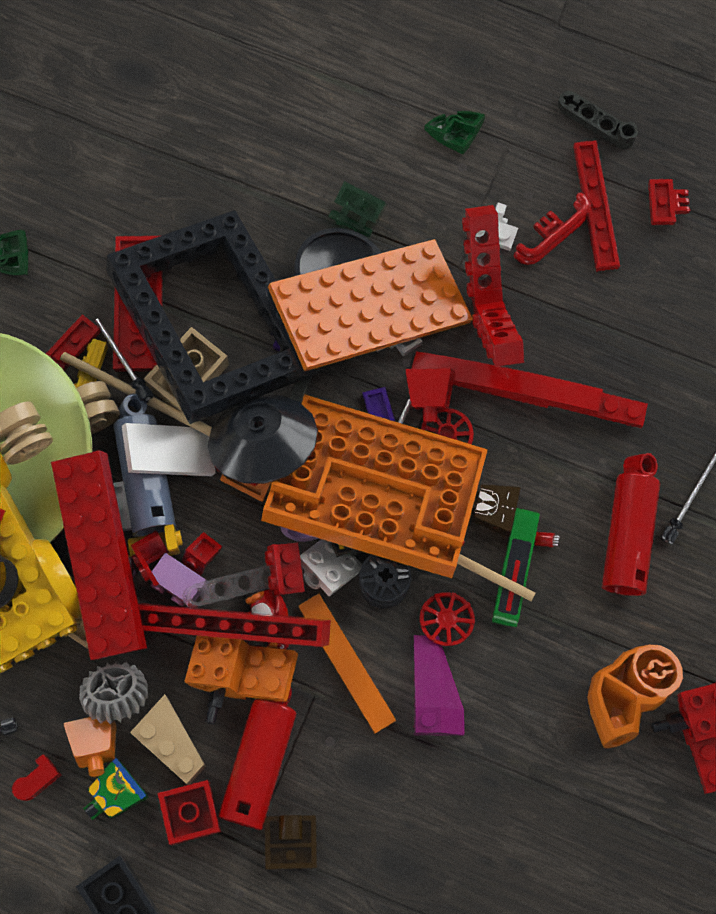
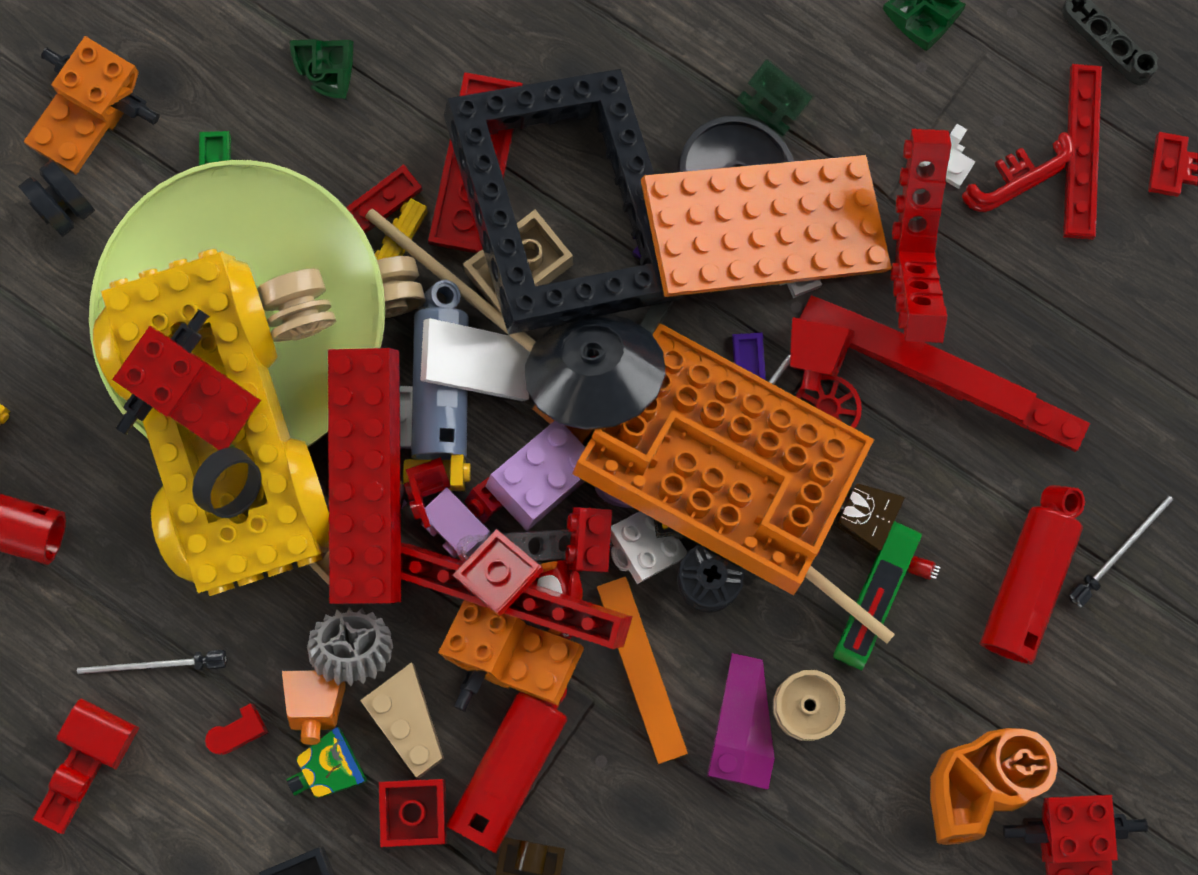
camera: 15 degrees right, 5 degrees up
(142, 391) = (458, 280): piece -> none
(219, 607) = (498, 572): none -> tile
(235, 528) = (538, 475): none -> lavender brick
(447, 618) = (777, 641): red wheel -> none
(476, 648) = (790, 710): none -> tan wheel

